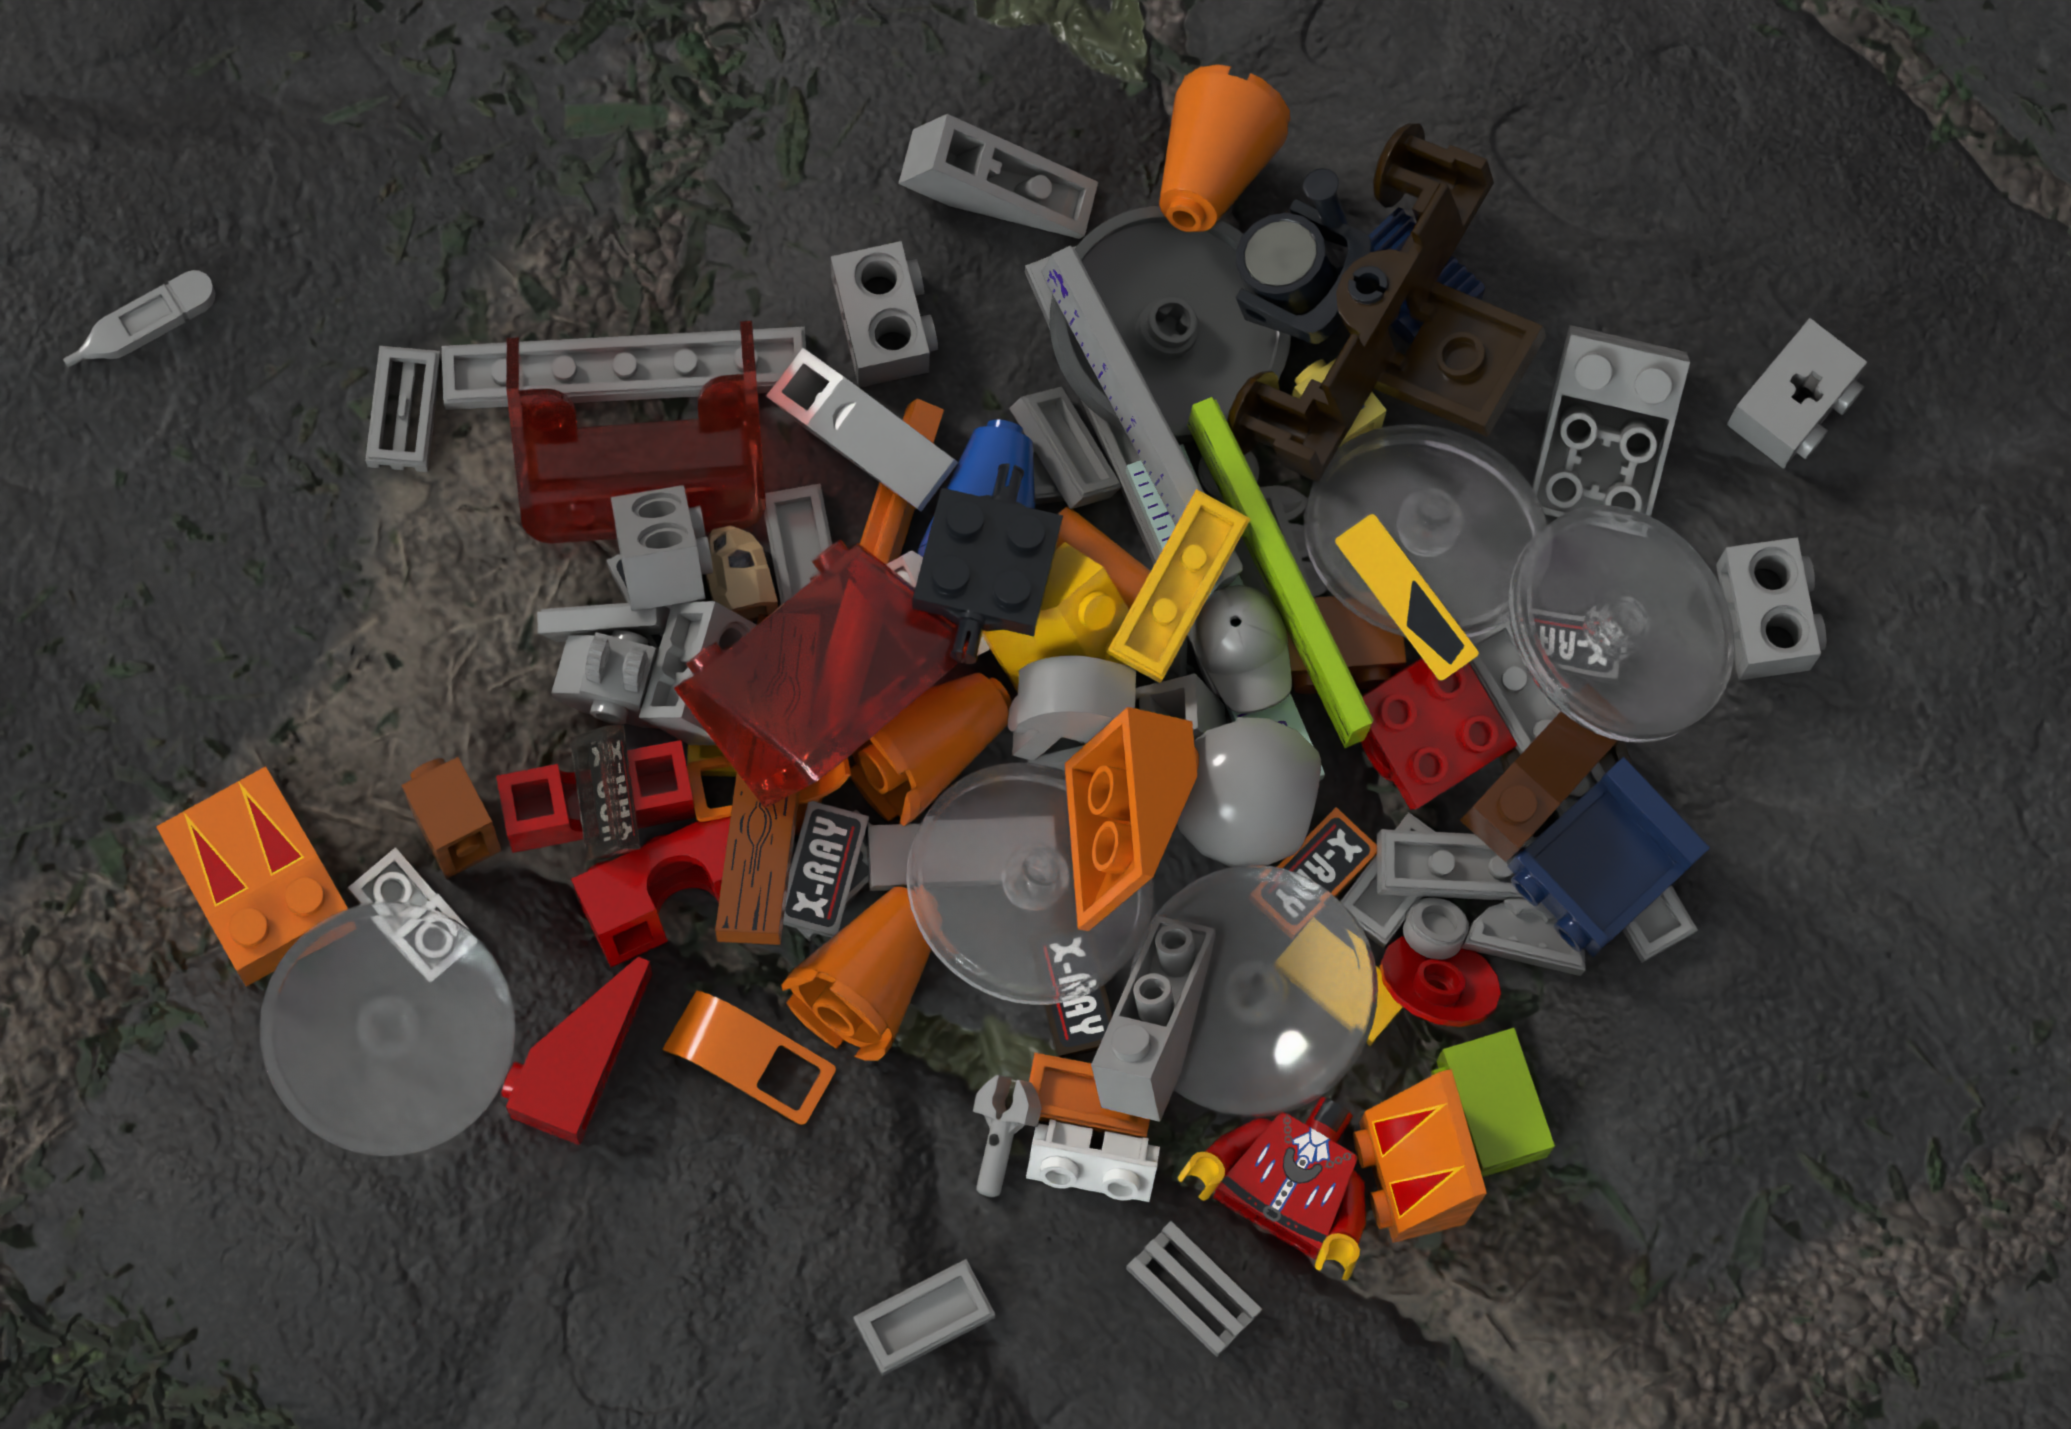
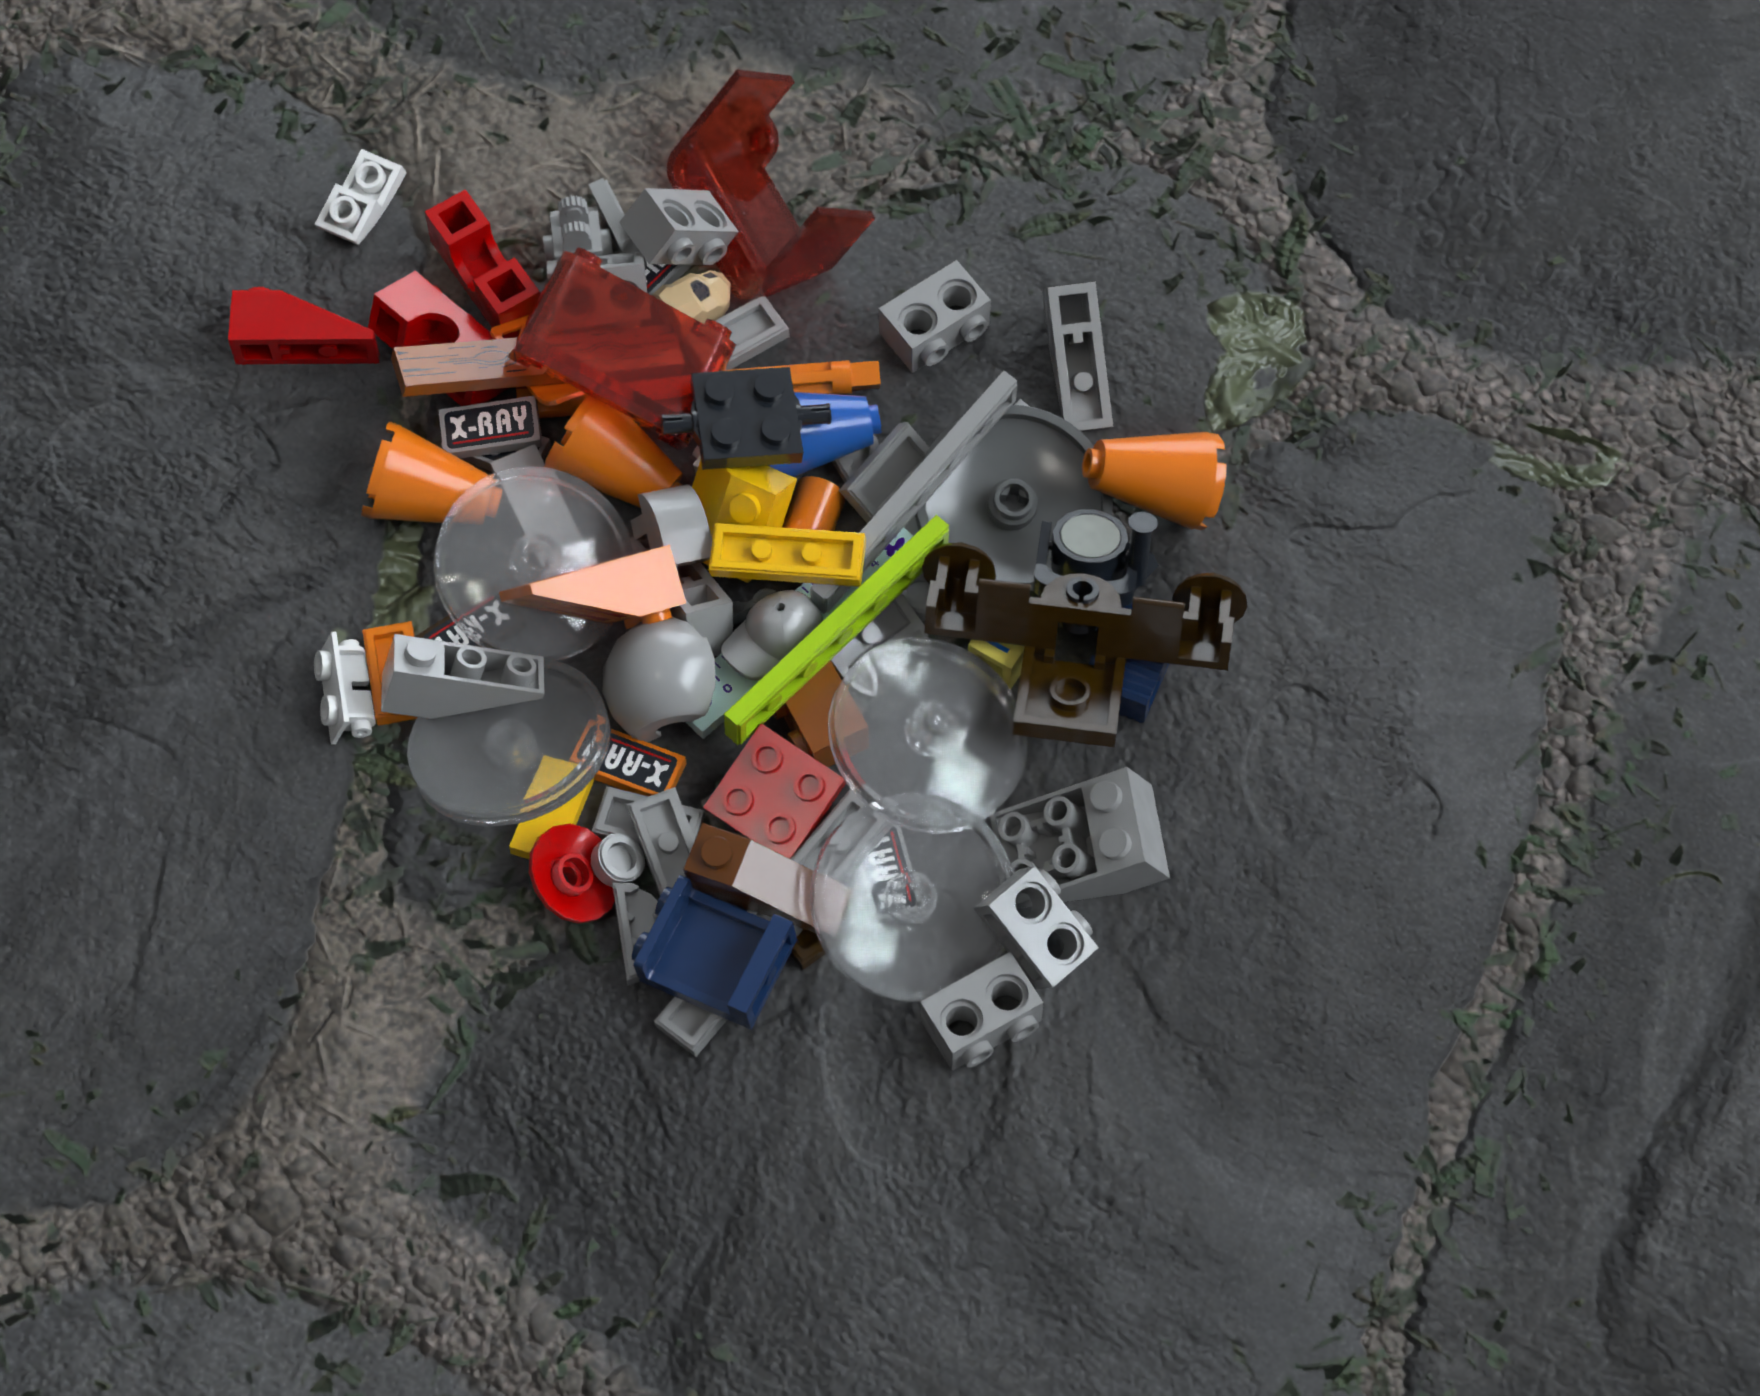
camera: 75 degrees right, 10 degrees down
(251, 872) = (345, 96): orange slope -> none
(387, 1028) = (264, 202): clear dish -> none
(398, 457) = (717, 71): light grey tile -> none
(450, 815) = (425, 174): dark orange brick -> none
(605, 792) = (482, 261): clear smoke tile -> none
(615, 366) = (827, 185): light grey tile -> none
(740, 1049) = (339, 430): orange piece -> none
(861, 429) = (833, 321): light grey slope -> none
(924, 1317) = (186, 623): light grey tile -> none
(1003, 1126) = (360, 618): light grey bar -> none
(1156, 1251) = (255, 785): light grey tile -> none
(1291, 1181) = (373, 822): red torso -> none
(1406, 597) = (853, 721): yellow sticker -> none
(1420, 1159) = (420, 905): orange slope -> none
(1498, 1101) = (491, 947): lime brick -> none
(1703, 508) = (1029, 935): none -> light grey brick
(1809, 363) = (1156, 951): light grey brick -> none

